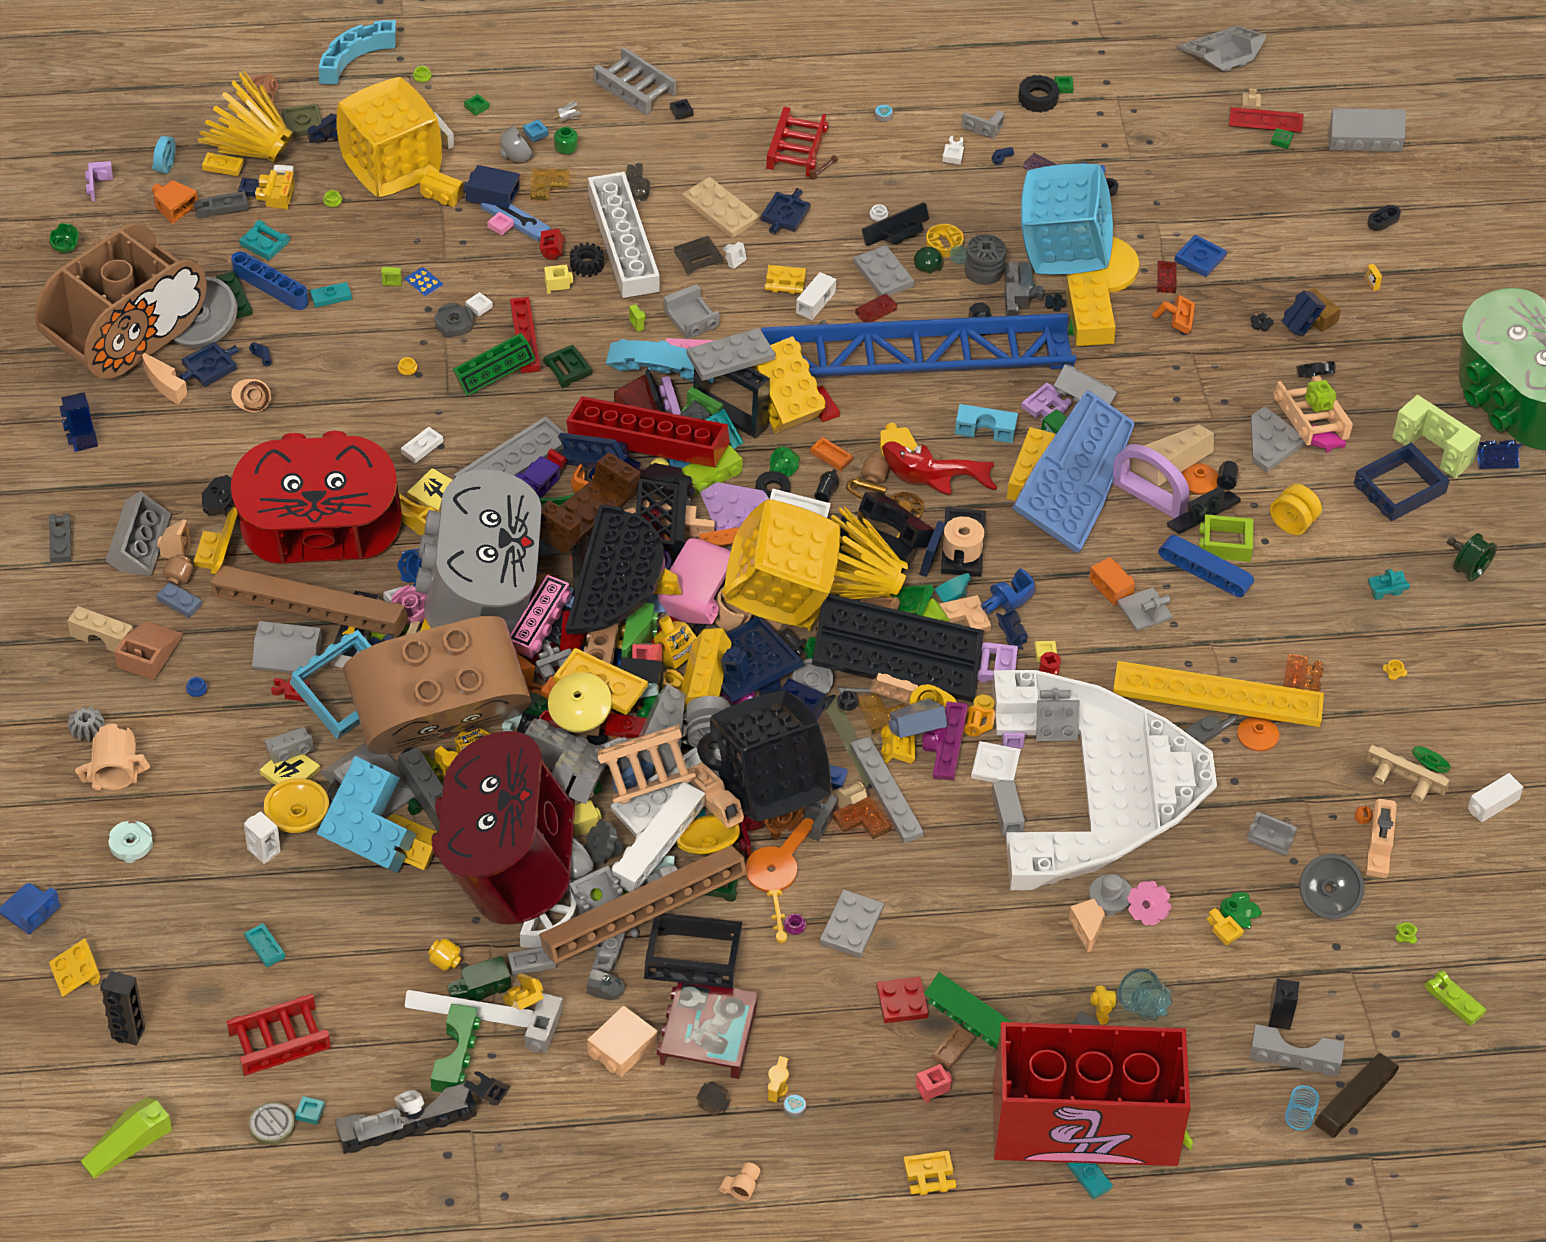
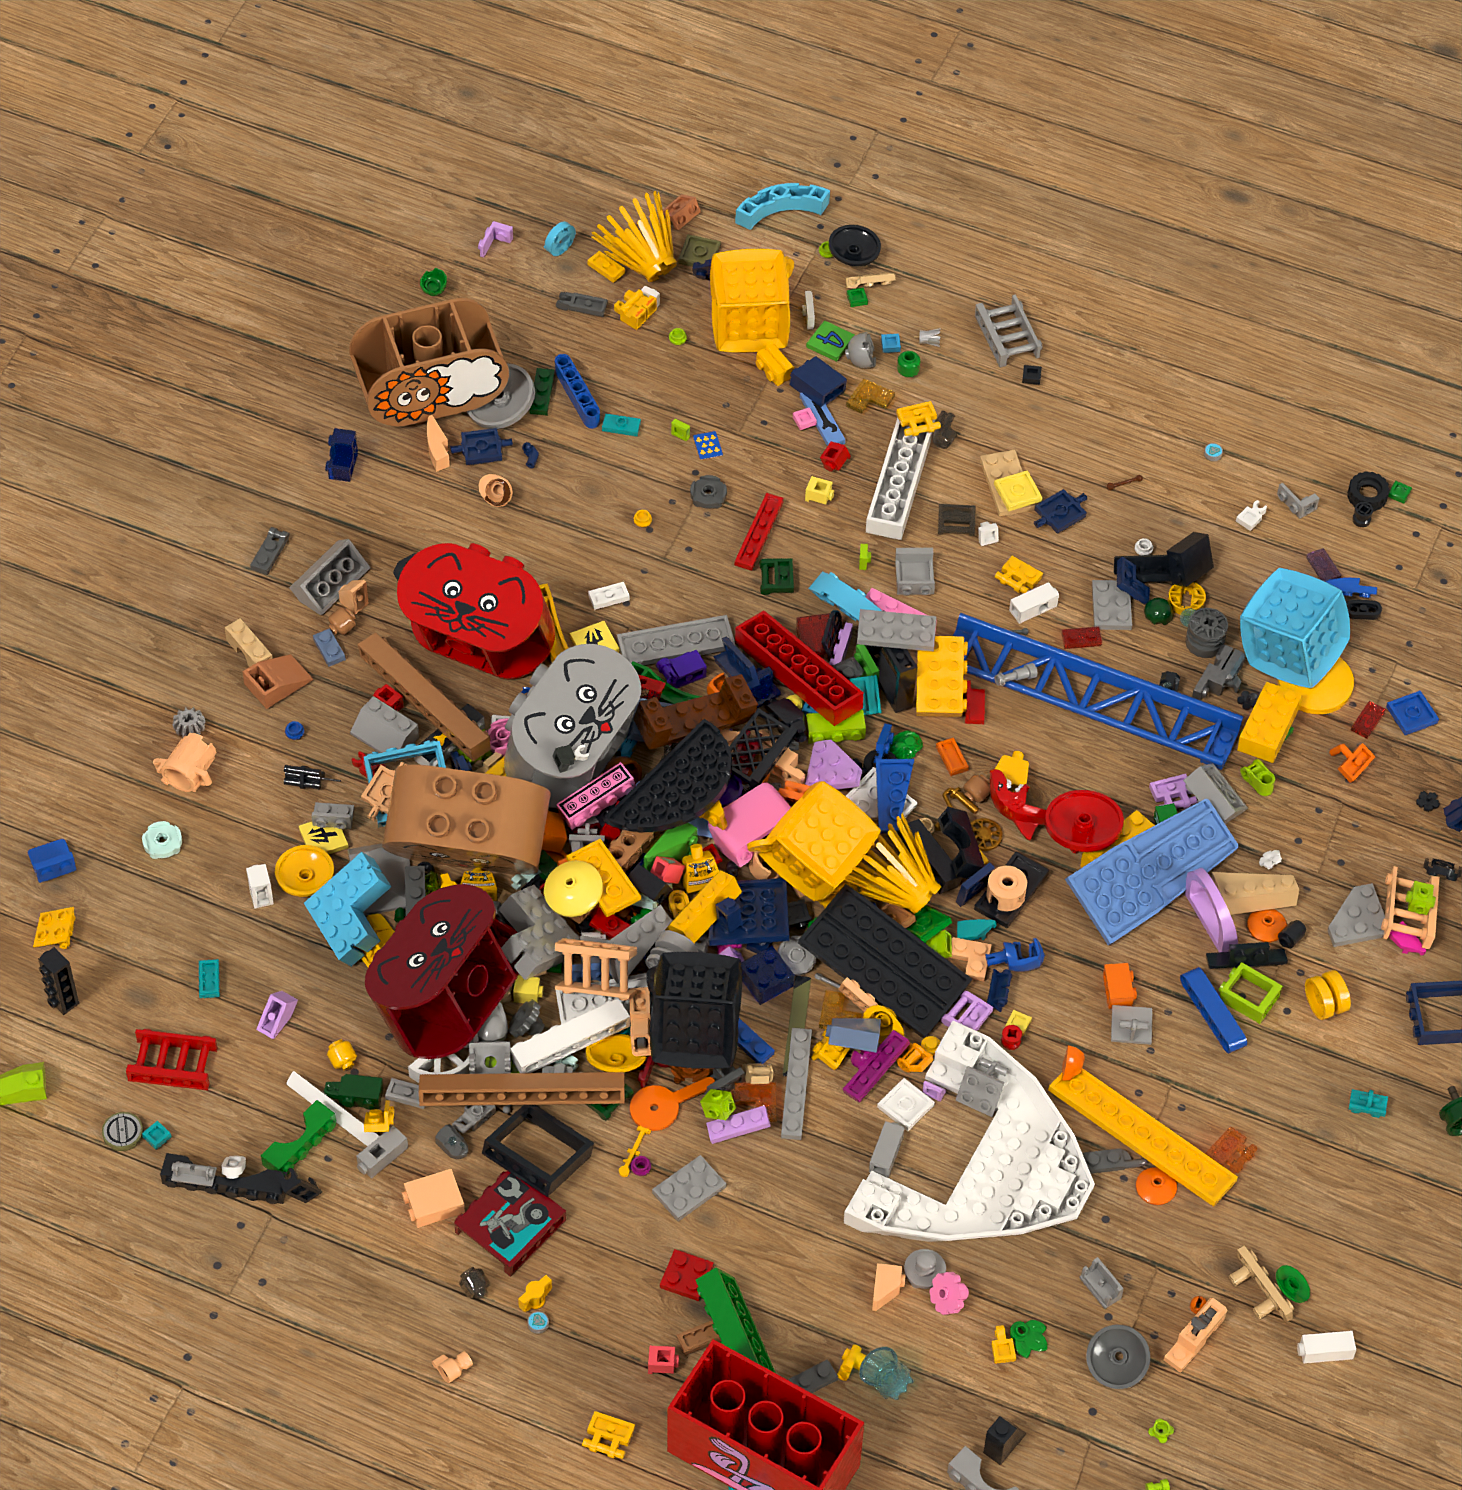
camera: 30 degrees right, 5 degrees up
(174, 200) = (545, 283): orange torso -> none
(214, 545) = (379, 615): yellow plate -> none
(236, 723) = (304, 777): none -> black piece
(249, 186) = (614, 295): dark blue tile -> none
(261, 244) = (592, 353): teal plate -> none
(271, 614) = (390, 697): none -> red brick
(333, 697) = (379, 791): none -> light nougat plate
(355, 947) = (276, 1013): none -> lavender slope
(448, 59) = (854, 245): none -> black dish
(477, 150) = (829, 341): none -> bright green tile
(478, 85) = (868, 280): none -> tan hinge
(479, 304) = (738, 486): white plate -> none
(493, 364) = (710, 548): green brick -> none
(508, 580) = (565, 756): none -> pearl dark grey piece
(556, 458) = (710, 658): red plate -> none
(586, 267) = (853, 491): black tyre -> none
(609, 175) = (917, 414): none -> yellow plate
(738, 208) = (1017, 490): none -> light yellow tile
(768, 466) = (885, 739): none -> blue hinge
(782, 131) = (1107, 433): red fence -> none
(799, 489) = (892, 787): none -> blue wing
(828, 483) = (928, 783): black piece -> none
(834, 835) = (718, 1104): none -> lime brick
(847, 700) = (815, 988): black plate -> none
(855, 352) = (1028, 671): none -> light grey piece
(860, 847) = (738, 1124): none -> lavender plate
(889, 244) = (1128, 583): none -> dark blue plate
(931, 203) = (1190, 559): none -> black brick
(993, 453) = (1084, 820): none -> red dish
(1000, 154) = (1293, 536): dark blue arm -> none
(1000, 422) = (1094, 778): medium azure arch -> none
(1047, 113) = (1362, 514): none -> black wheel
(1111, 360) = (1259, 777): none -> lime piece
(1122, 660) = (1072, 1063): none -> orange brick
(1165, 422) = (1270, 859): none -> white plant
(1394, 669) = (1320, 1180): yellow plate -> none

